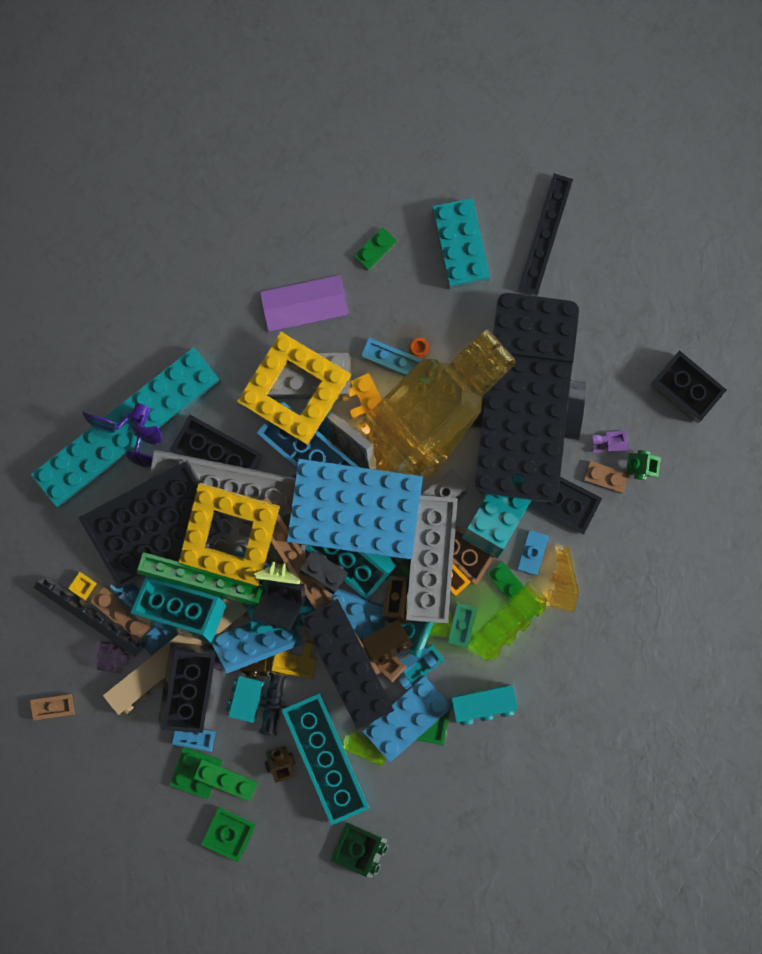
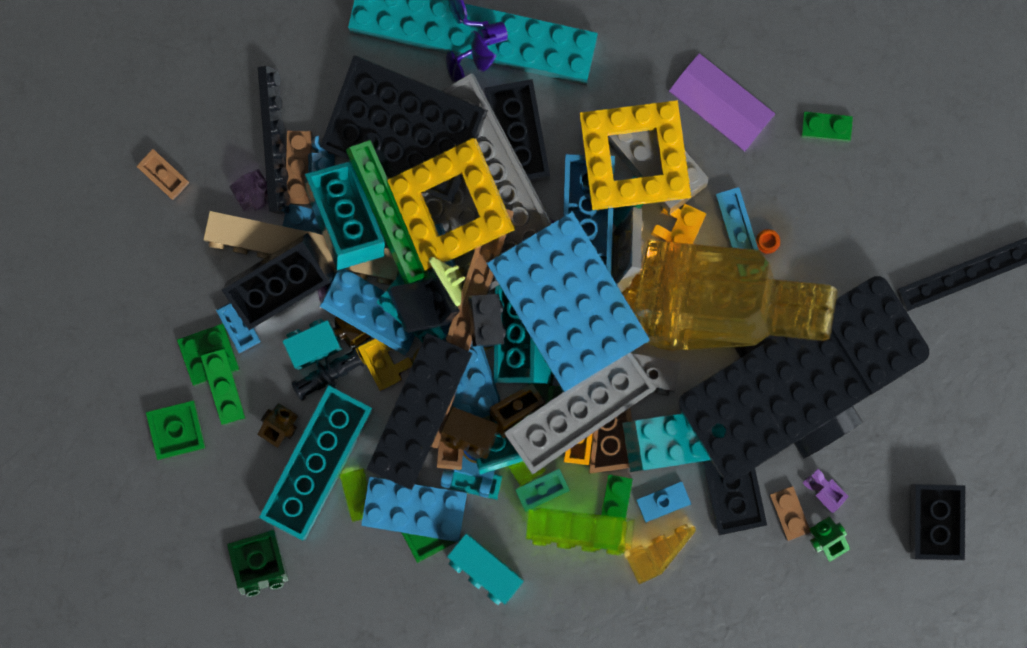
camera: 60 degrees right, 0 degrees up
(82, 585) = (296, 111): yellow plate -> none
(461, 243) = (897, 201): teal brick -> none

